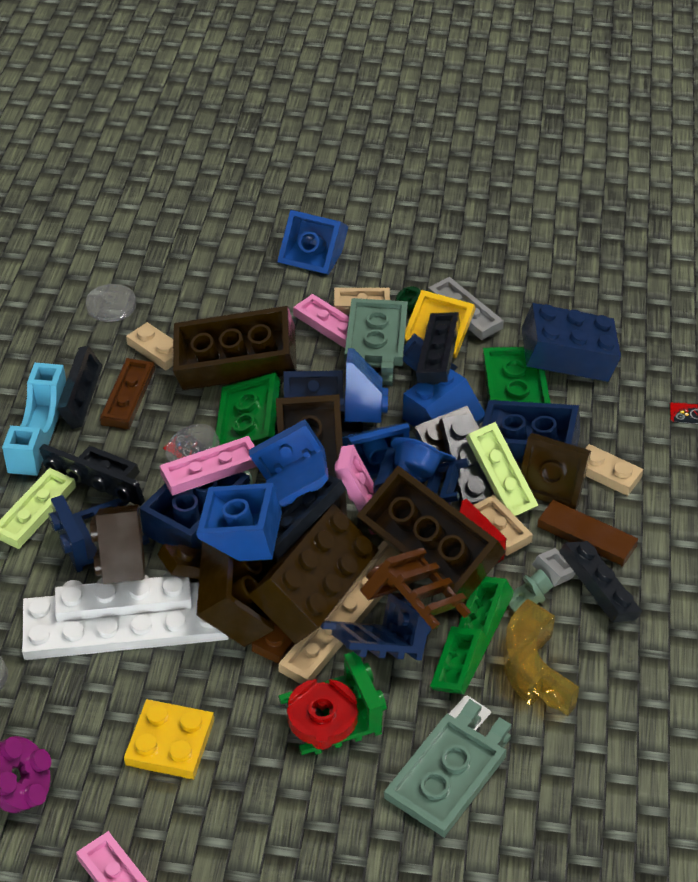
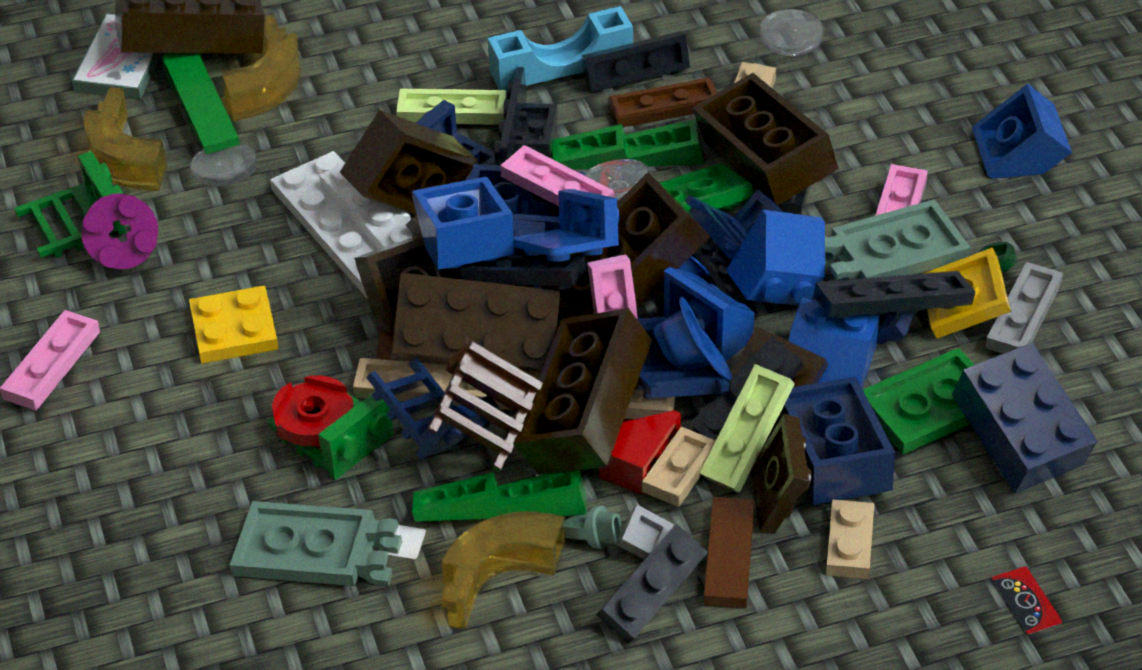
camera: 65 degrees right, 0 degrees up
(170, 417) = (659, 146): none -> green slope
(343, 296) = (963, 215): tan plate -> none

